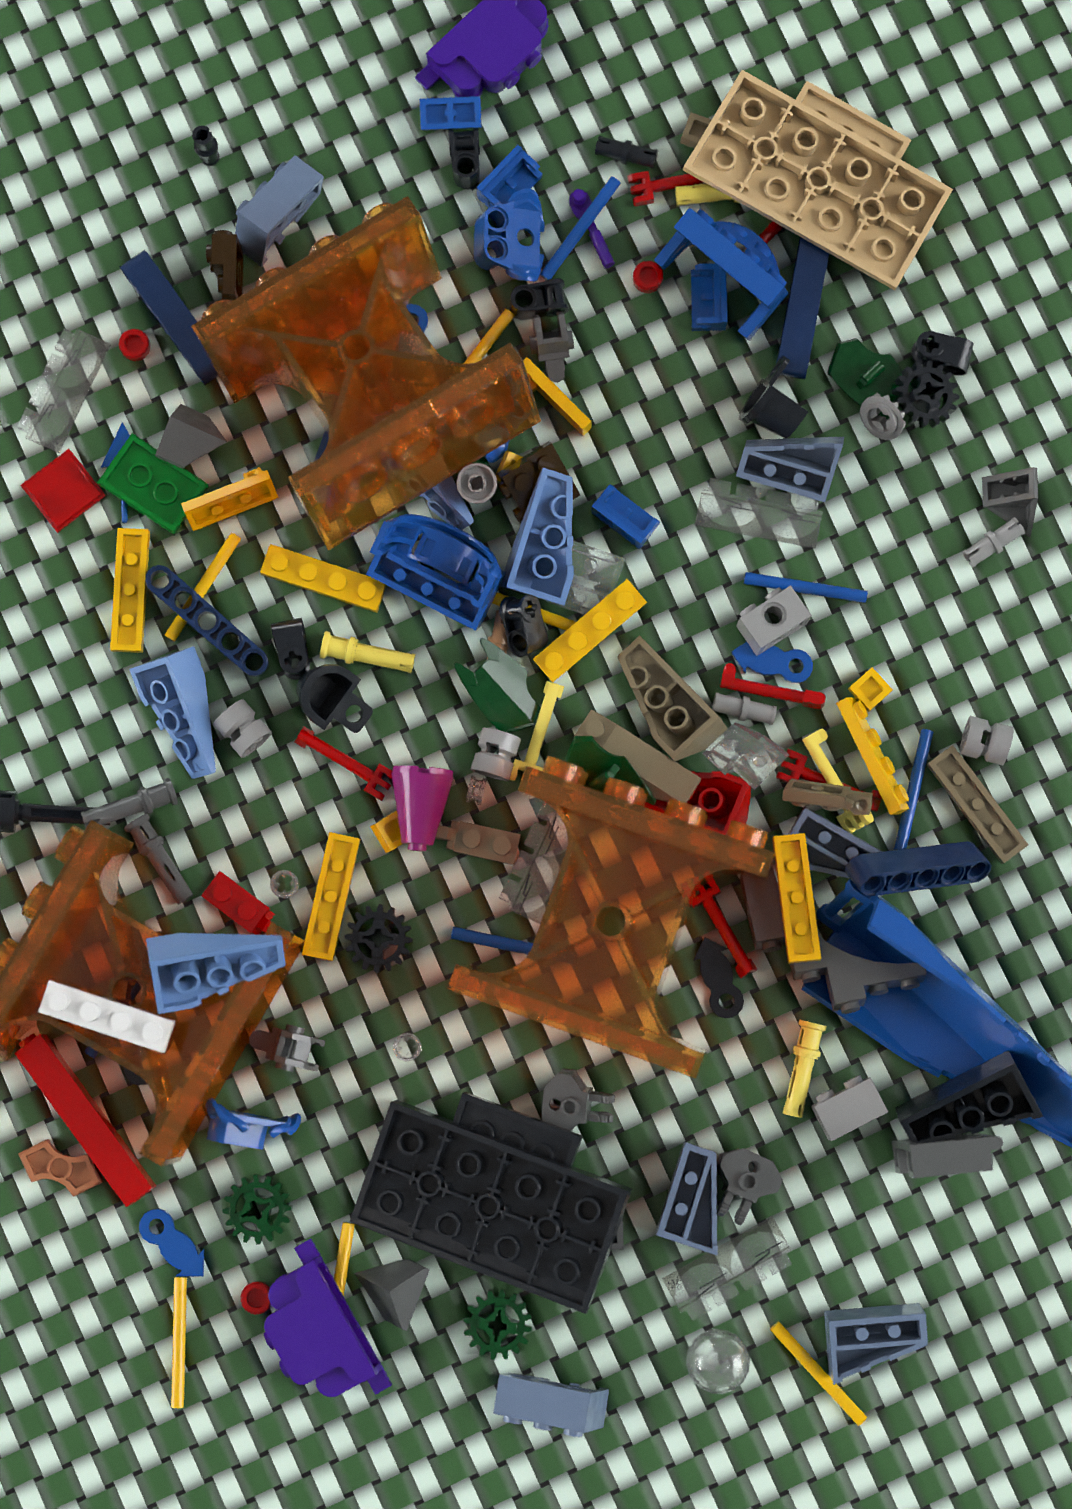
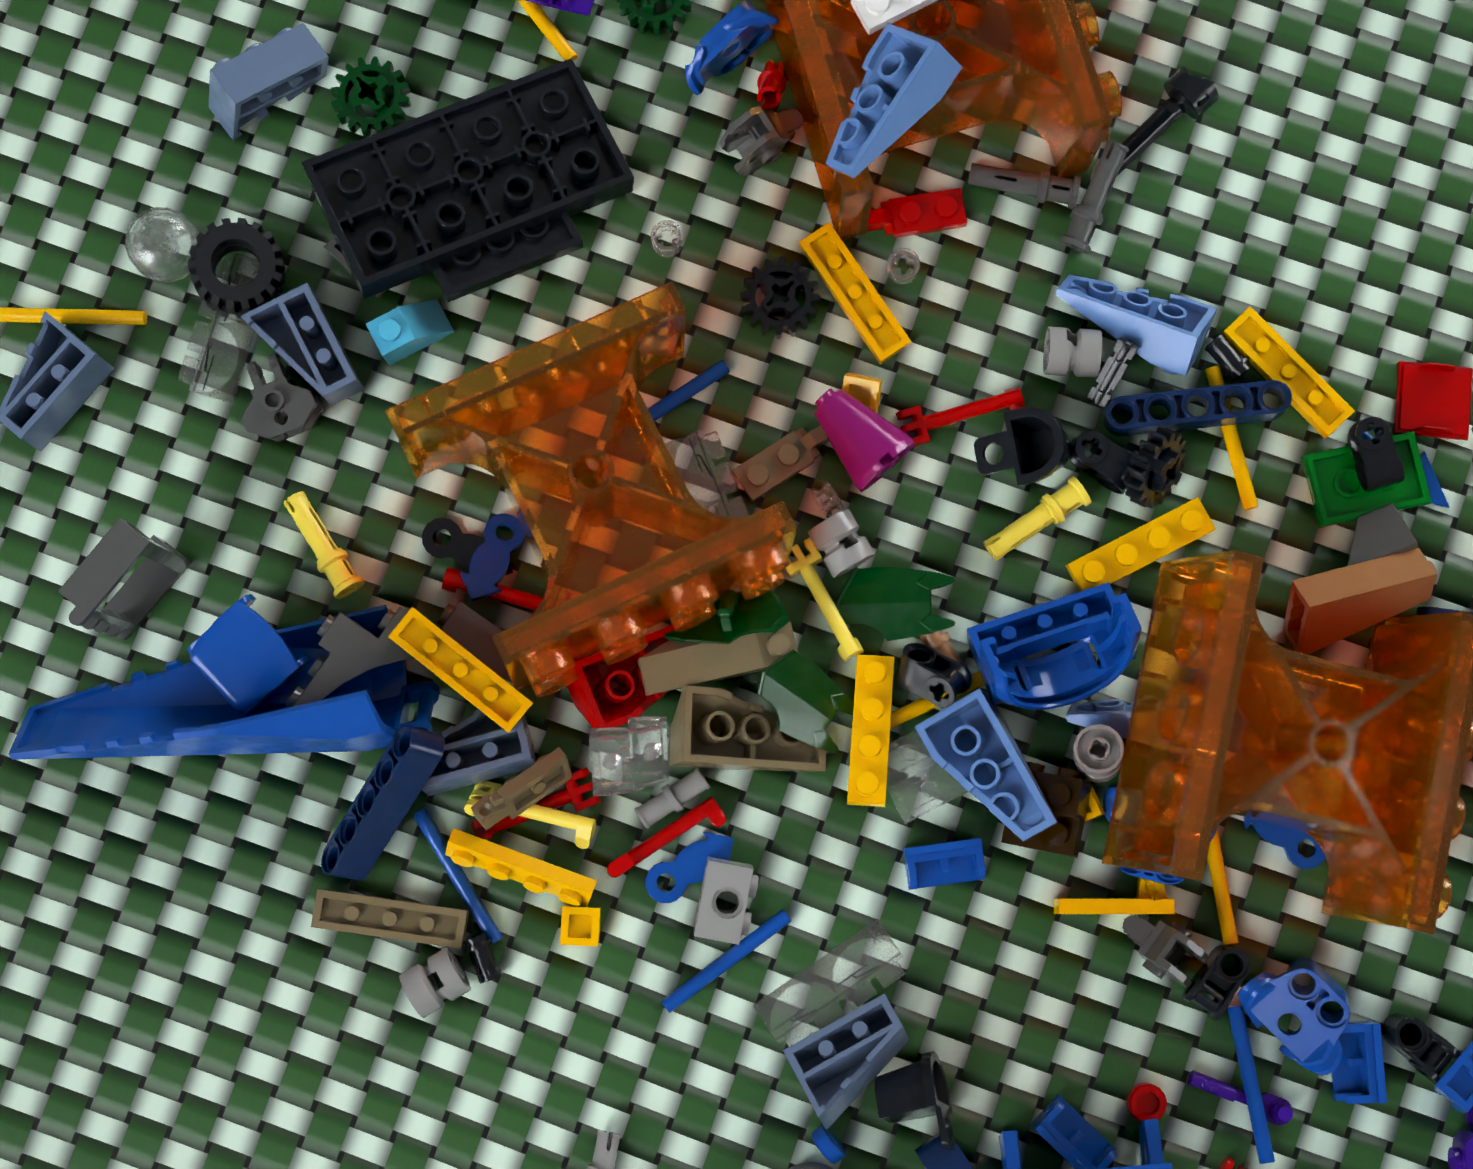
camera: 135 degrees right, 0 degrees up
(138, 485) = (1375, 459): none -> black piece
(154, 633) = (1228, 358): none -> black pin
(231, 499) = (1290, 530): yellow hinge -> none
(232, 692) = (1112, 372): none -> axle
(236, 422) = (1355, 597): none -> medium nougat slope
(248, 1074) = (771, 84): none -> red axle
(269, 610) = (1155, 467): none -> black gear
(395, 1289) = (481, 45): dark grey slope -> none
(575, 1101) = (488, 323): dark grey hinge -> none
(611, 684) = (803, 699): none -> dark green shield
(619, 1148) = (409, 329): none -> medium azure slope
(660, 1285) = (231, 238): none -> black tyre
(709, 955) = (492, 557): none -> blue brick
(849, 1107) = (250, 547): light grey brick -> none
(850, 429) = (828, 1144): none -> blue tile
(916, 1039) = (244, 656): none -> blue piece
(944, 728) = (482, 957): none -> black pin
(970, 1102) = (149, 651): black wedge -> none

